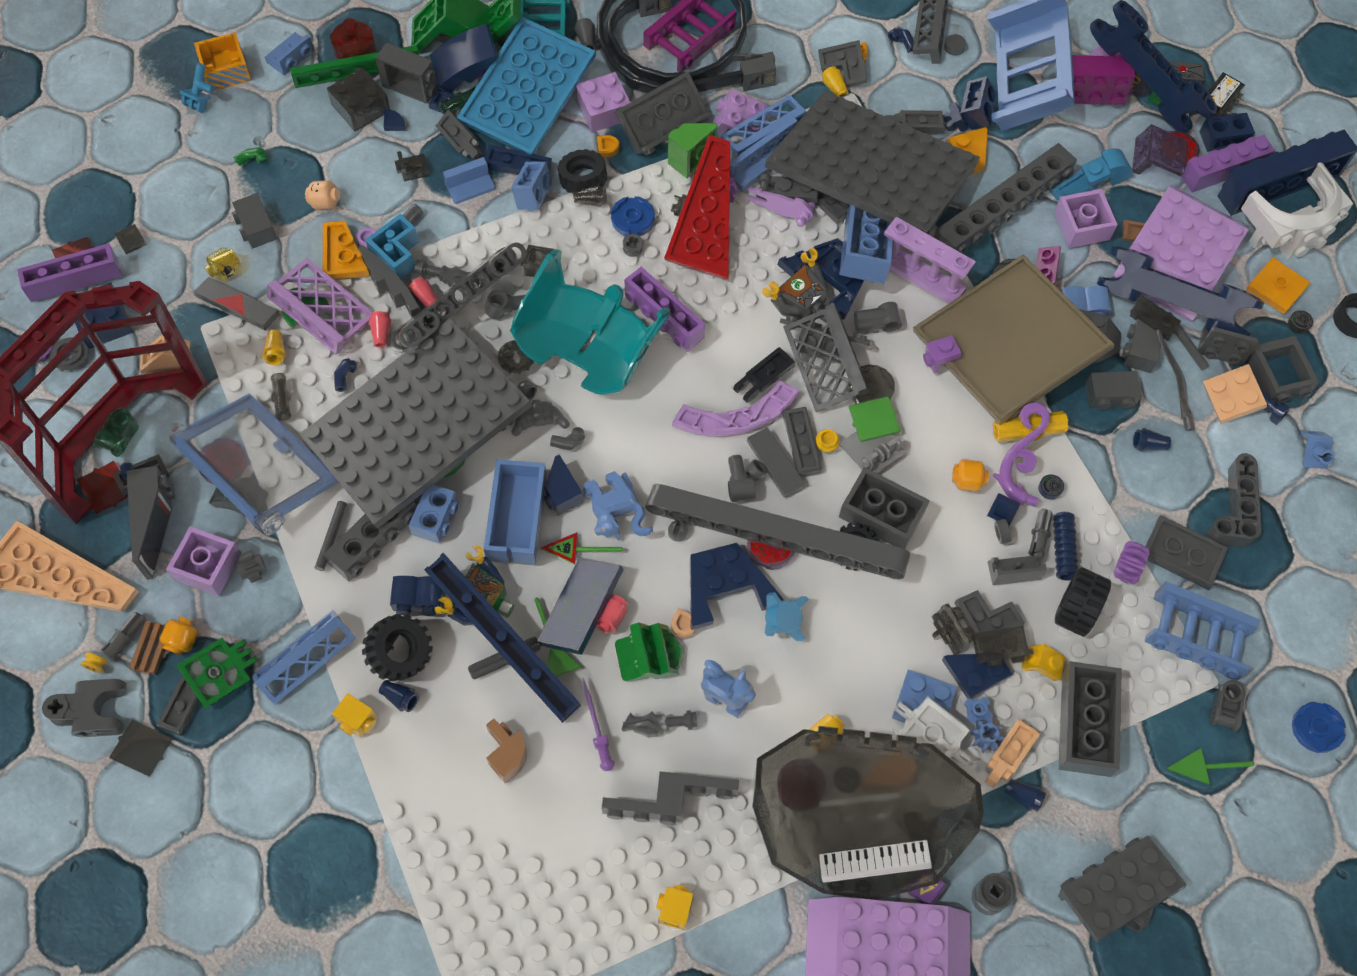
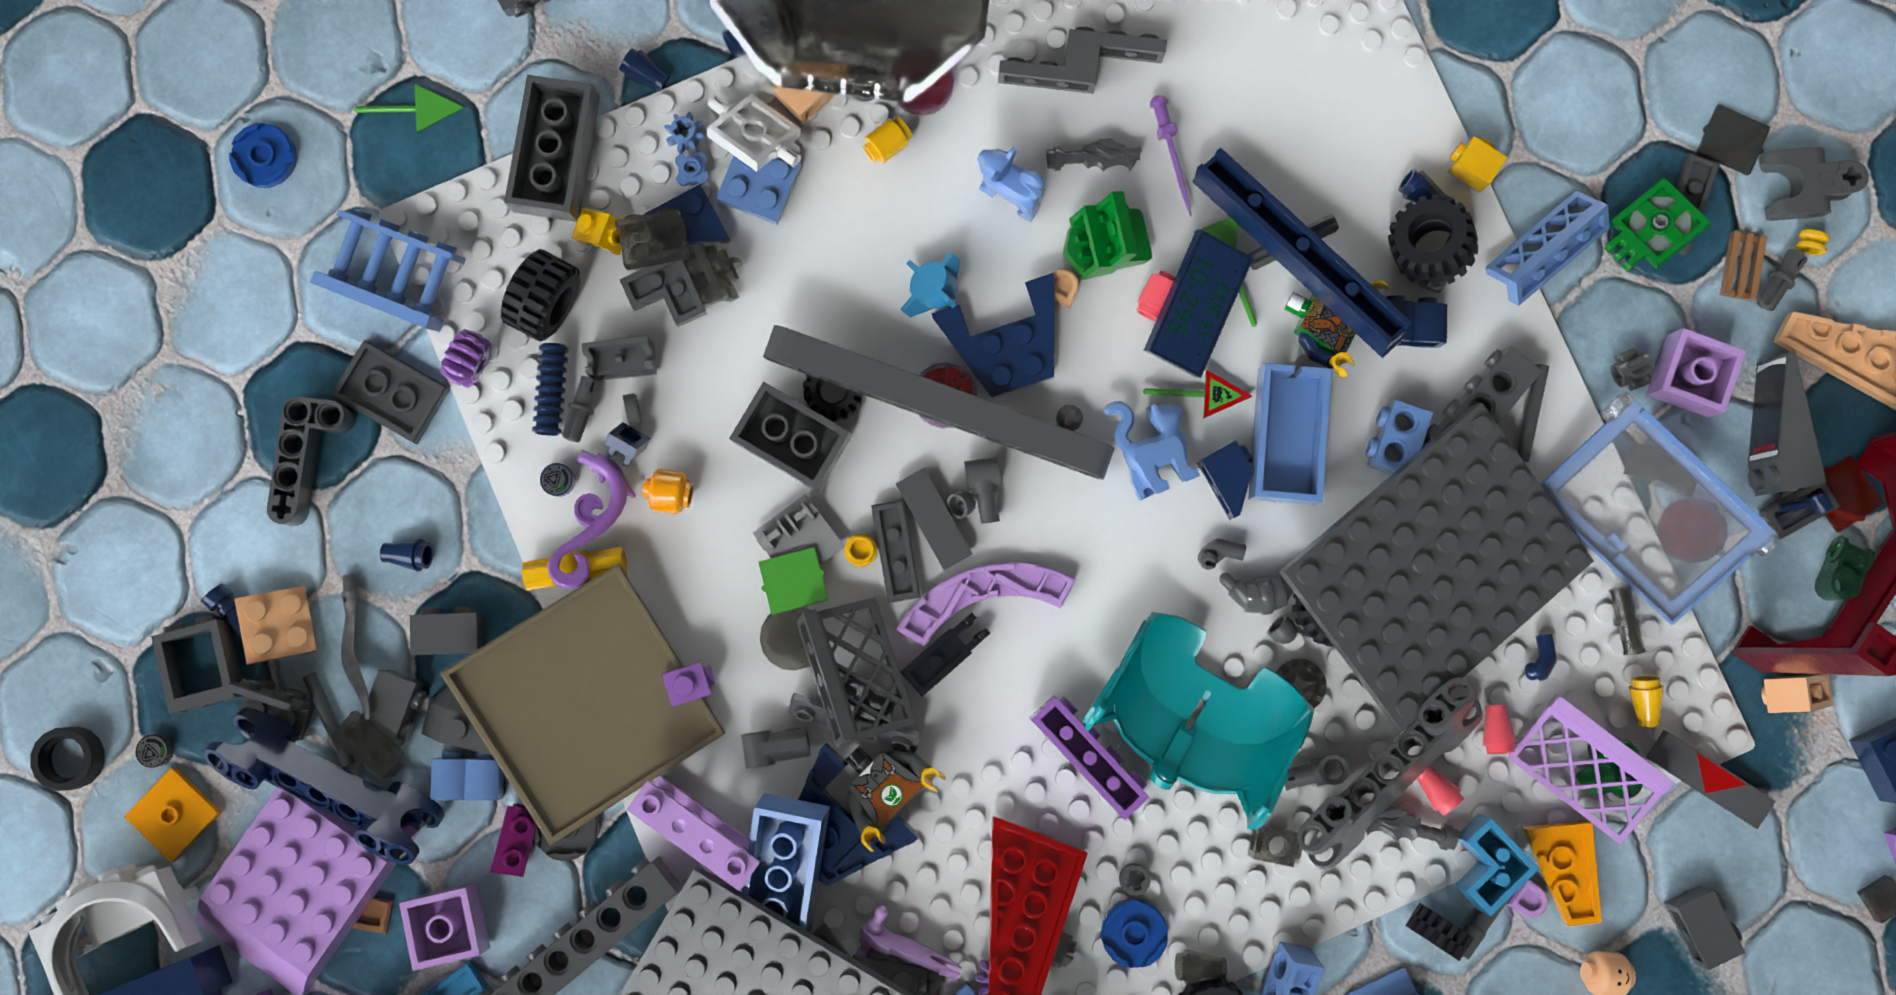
camera: 175 degrees left, 20 degrees up
(179, 635) = (1711, 276): light orange head -> none
(222, 264) = (1740, 850): clear yellow head -> none
(387, 280) = (1484, 800): dark grey slope -> none
(432, 214) = (1439, 931): none -> black tyre
(510, 755) = (1278, 118): medium nougat brick -> none
(1011, 752) = (657, 110): light nougat hinge -> none
(1225, 710) = (374, 171): dark grey piece -> none
(1318, 449) = (175, 540): medium blue bracket -> none

